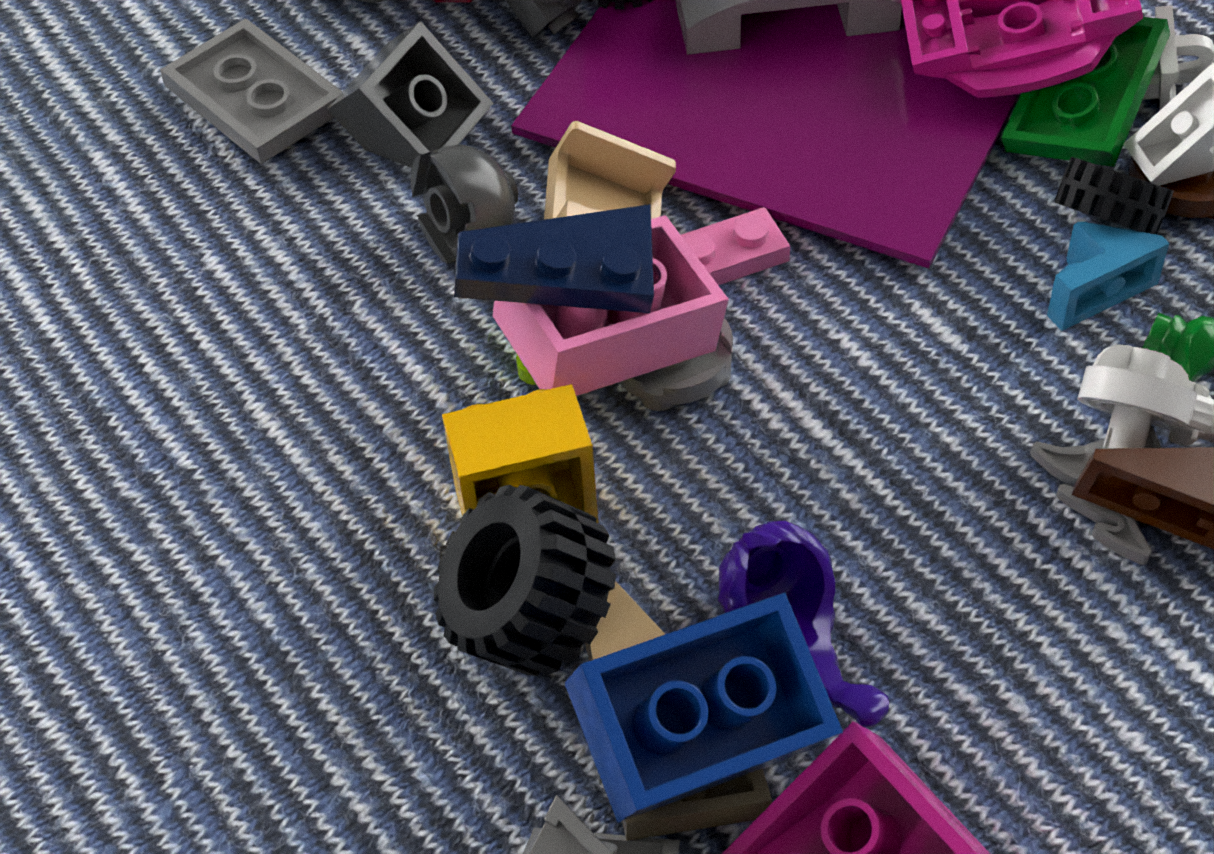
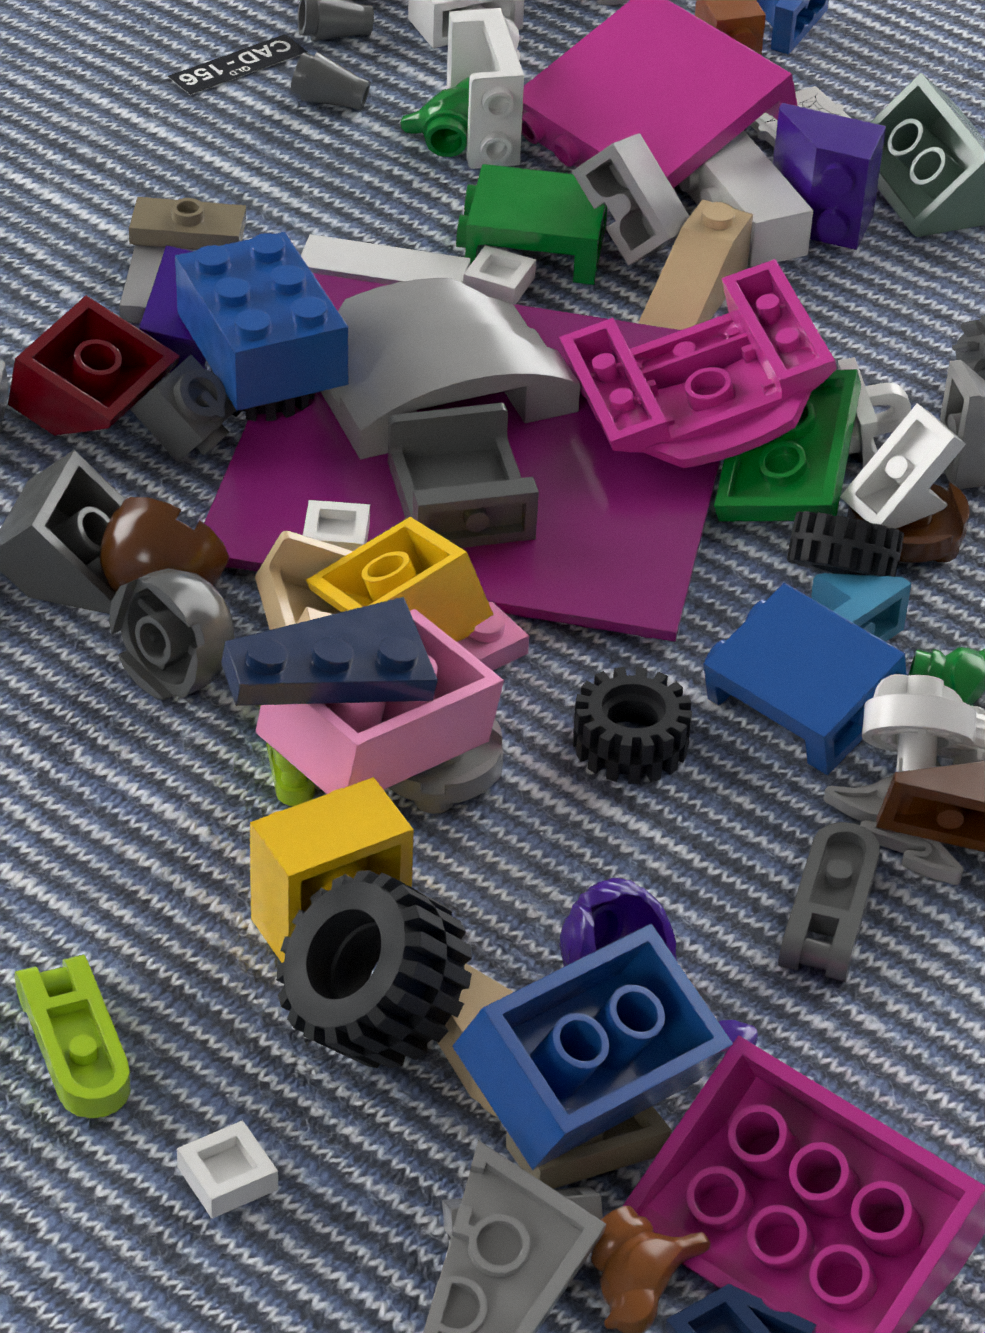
camera: 20 degrees left, 10 degrees down
(253, 593) = (76, 1037): none -> lime plate
(341, 757) = (227, 1169): none -> white plate
(462, 116) = (149, 538): none -> reddish brown cylinder
(640, 119) = (338, 523): none -> white plate
(679, 179) = (412, 565): none -> yellow slope
(767, 84) = (462, 475): none -> dark grey panel
(856, 376) = (632, 749): none -> black tyre
(1007, 566) = (831, 900): none -> dark grey plate
(1039, 321) = (803, 672): none -> blue panel

